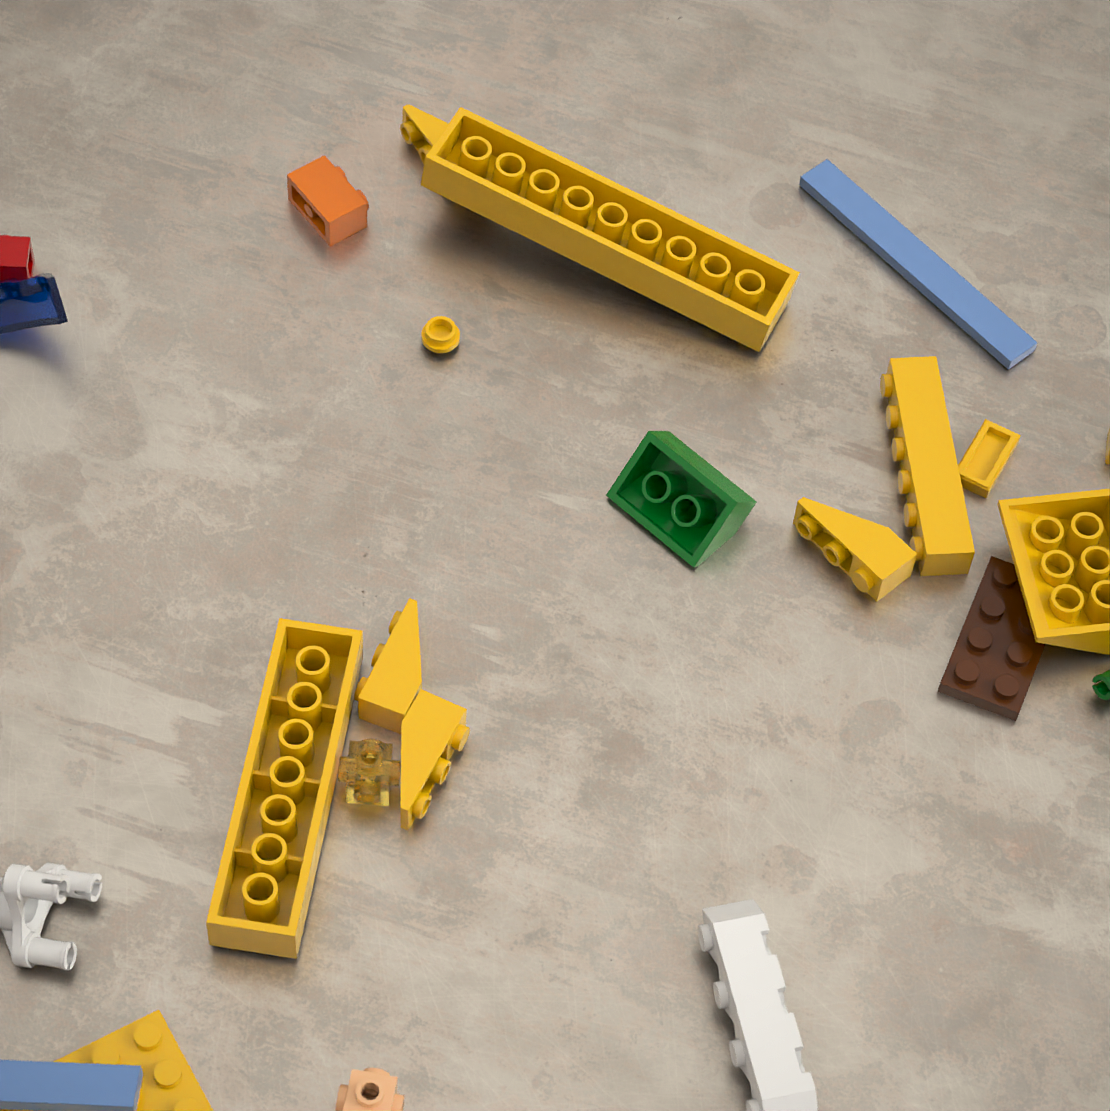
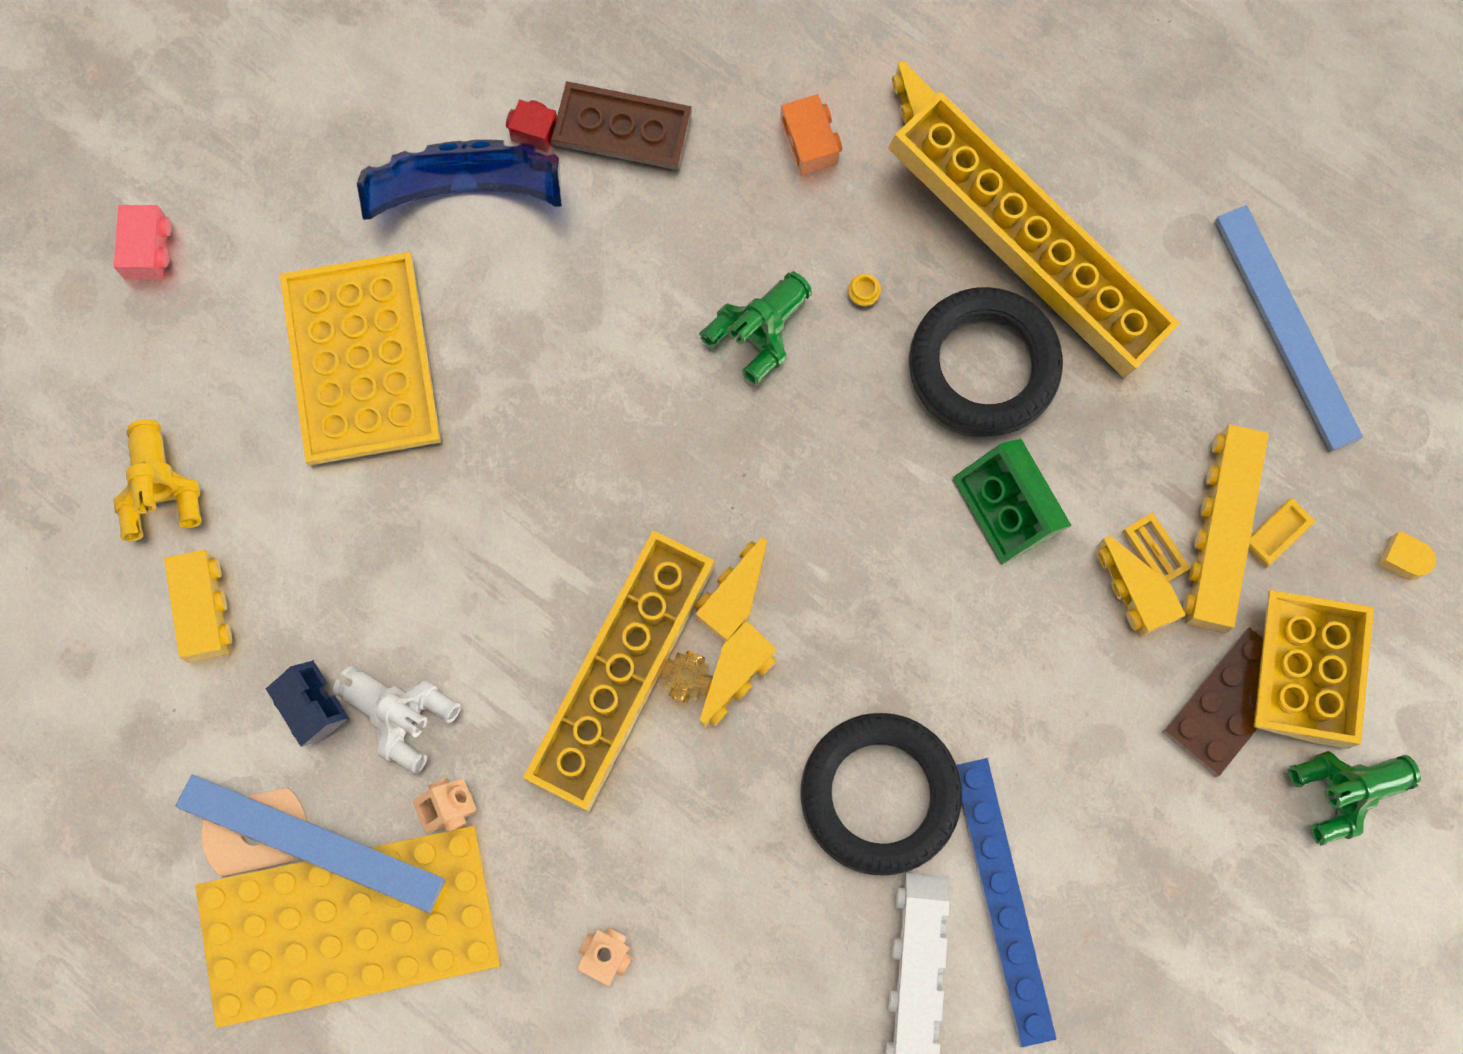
camera: 20 degrees right, 20 degrees up
(110, 240) = (621, 125): none -> reddish brown plate
(116, 991) = (444, 805): none -> light nougat brick
(334, 391) = (761, 324): none -> green wheel
(594, 423) = (996, 306): none -> black tyre
(633, 903) = (925, 749): none -> black tyre
(829, 919) = (1004, 905): none -> blue plate
(863, 499) = (1165, 540): none -> yellow tile

